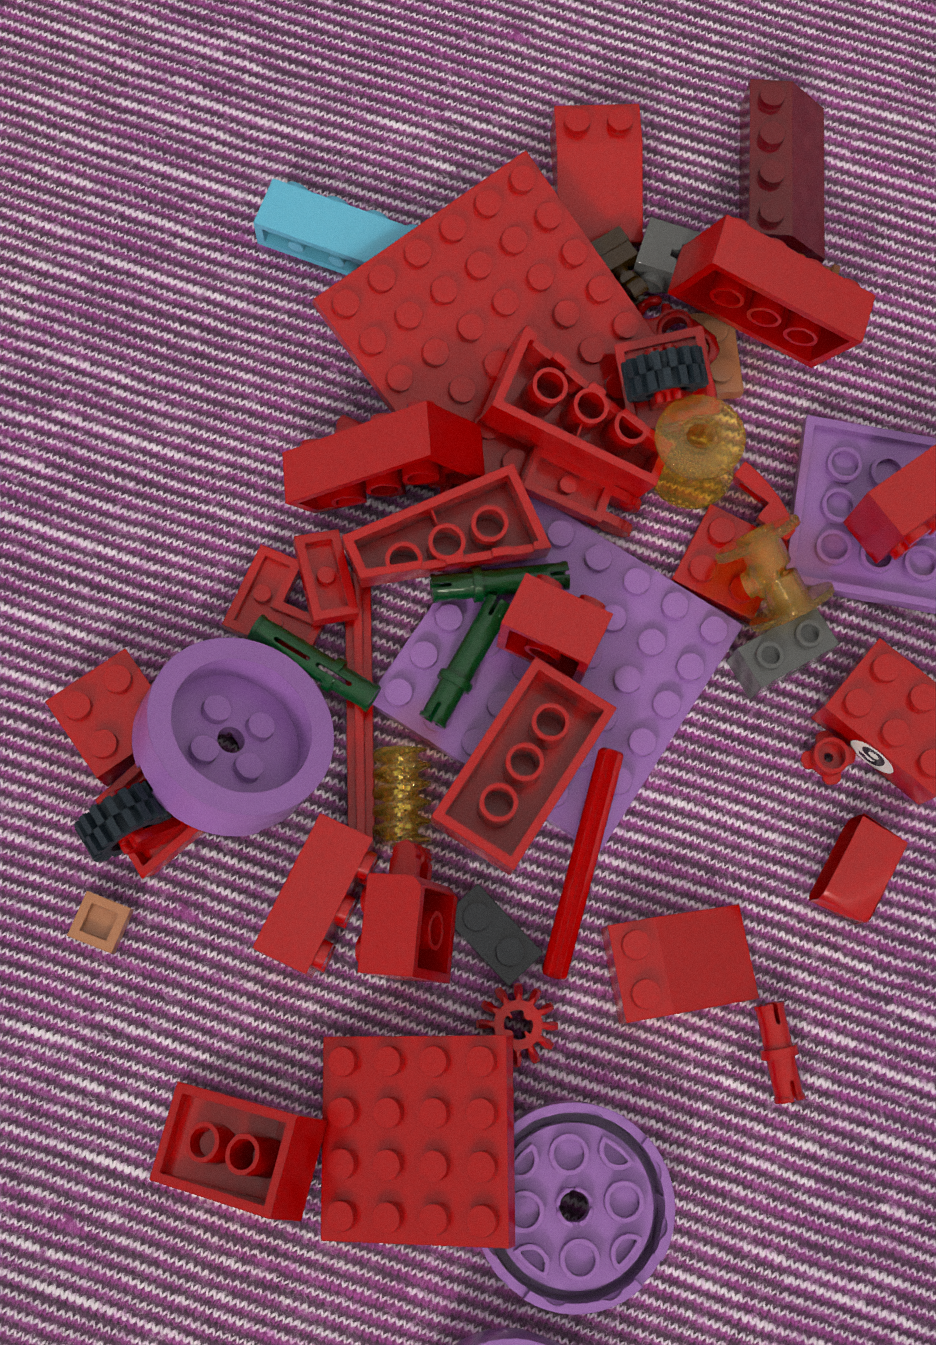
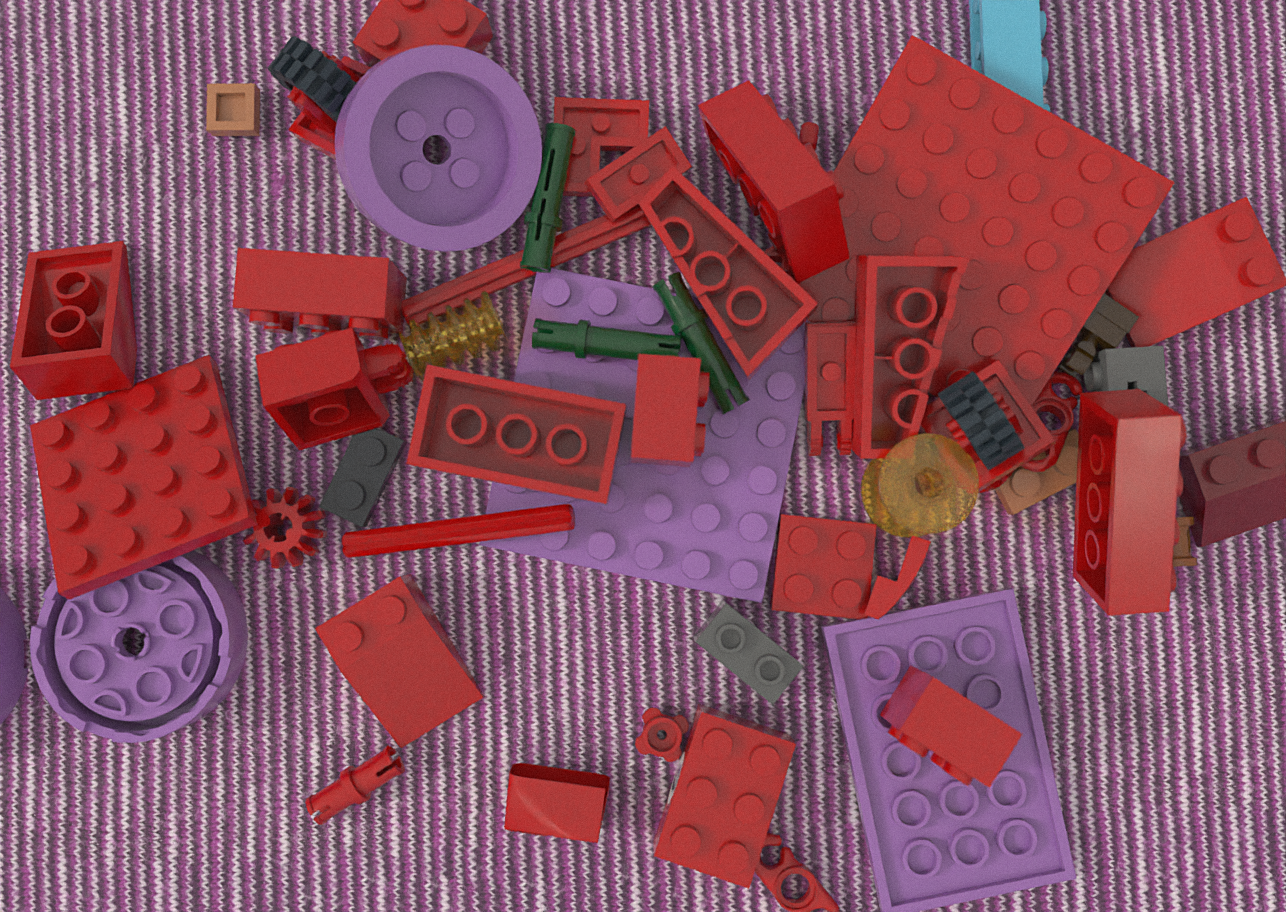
camera: 75 degrees right, 10 degrees up
(768, 576) = (814, 609): clear yellow hose -> none

